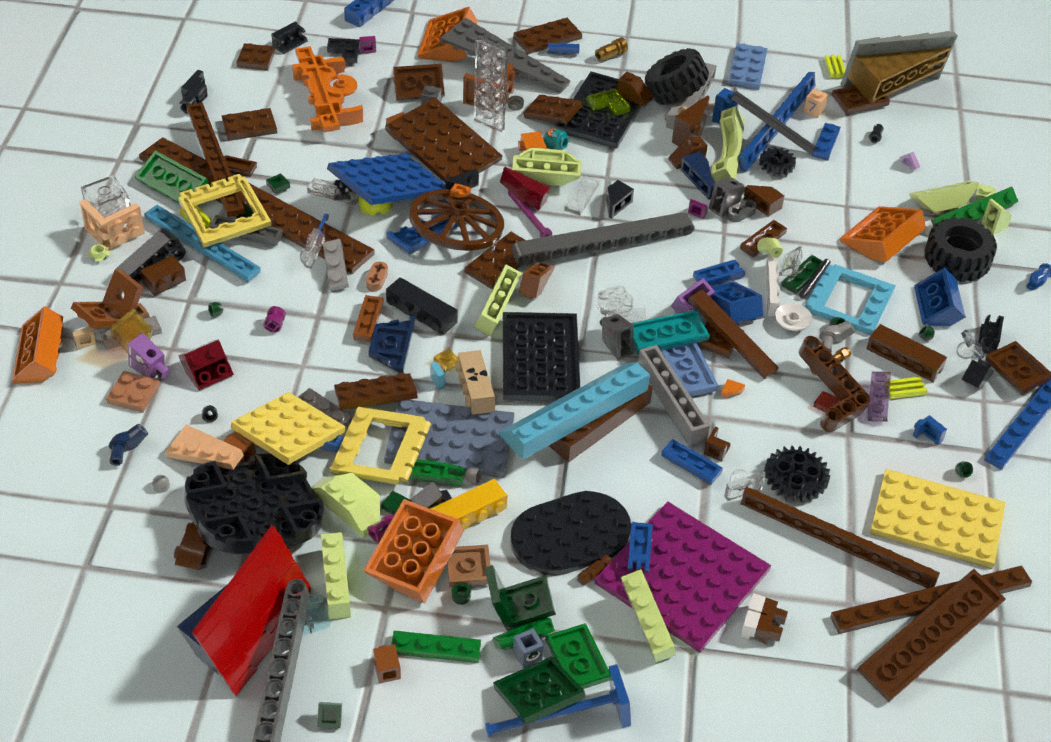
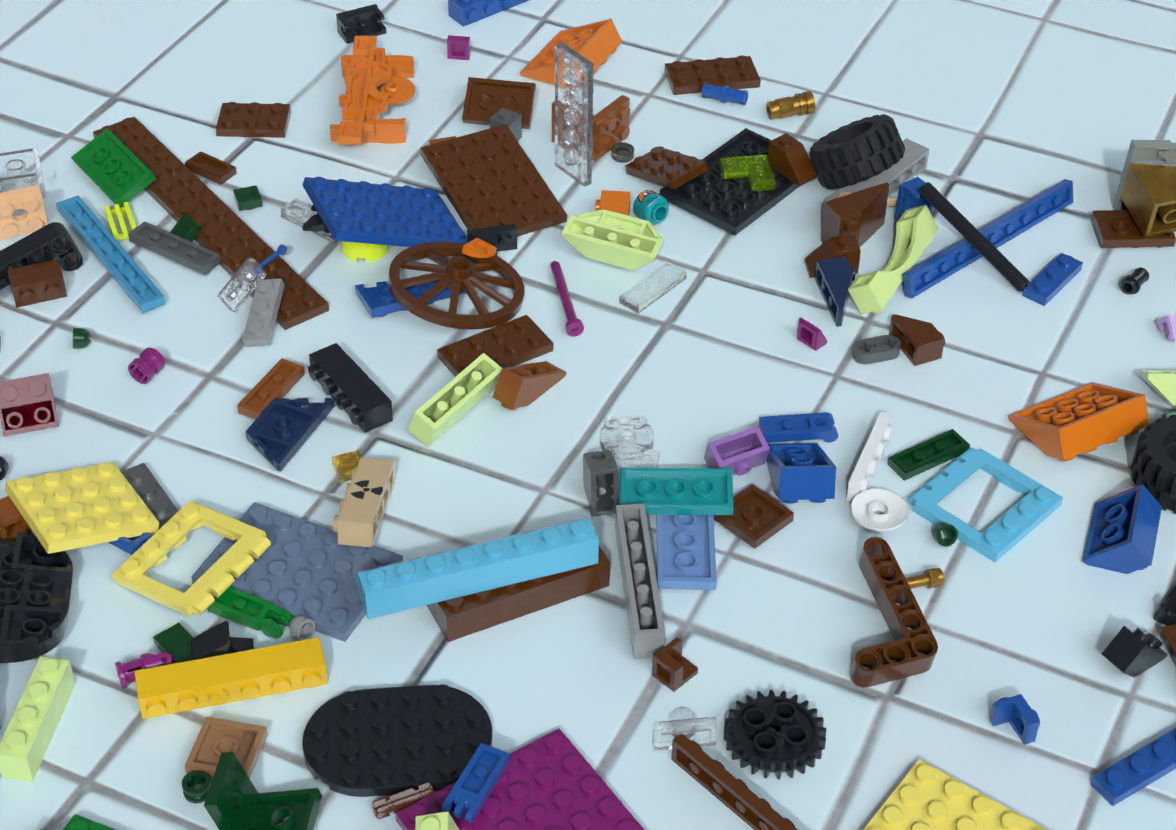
camera: 20 degrees right, 5 degrees down
(193, 91) = (202, 69): black plate -> none
(213, 156) = (177, 154): reddish brown plate -> none
(225, 231) = (141, 241): light yellow hinge -> none
(256, 56) = (308, 40): reddish brown plate -> none
(348, 48) = (429, 49): black plate -> none
(350, 500) = (115, 622): yellowish green wedge -> none
(373, 275) = (314, 338): nougat beam -> none
(375, 391) = (226, 486): reddish brown plate -> none
(414, 550) = (154, 709): orange slope -> none
(437, 375) = (322, 482): medium azure tile -> none
(465, 36) = (618, 76): dark grey wing -> none
(524, 188) = (573, 263): dark red slope -> none
(540, 355) = (479, 485): black plate -> none
(602, 238) = (648, 347): dark grey beam -> none
(618, 197) = (700, 298): black slope -> none
(692, 461) = (624, 681): blue plate -> none
(725, 194) = (858, 321): flat silver torso -> none
(732, 388) = (738, 590): orange tile -> none
(733, 334) = (772, 515): reddish brown tile -> none
(747, 66) = (982, 159): medium blue plate -> none
(770, 246) = (886, 404): yellowish green arm -> none
(771, 230) = (889, 392): reddish brown plate -> none
(777, 161) = (961, 292): black gear -> none
(791, 262) = (915, 434): clear slope -> none
(803, 294) = (940, 463): black bar -> none
(815, 103) = (1058, 223): light nougat brick -> none
(825, 401) = (870, 637): clear red tile -> none
(835, 60) = (1116, 171): neon yellow tile -> none
(836, 334) = (931, 548): light grey arm -> none
(880, 396) = (959, 651): clear purple plate -> none
(904, 385) = (1009, 644): neon yellow tile -> none
(906, 353) = (1033, 597): reddish brown brick -> none
(926, 332) = (1081, 576): dark green hinge -> none
(965, 468) = (1052, 789): dark green hinge -> none
(969, 347) = (1139, 609): clear tile -> none

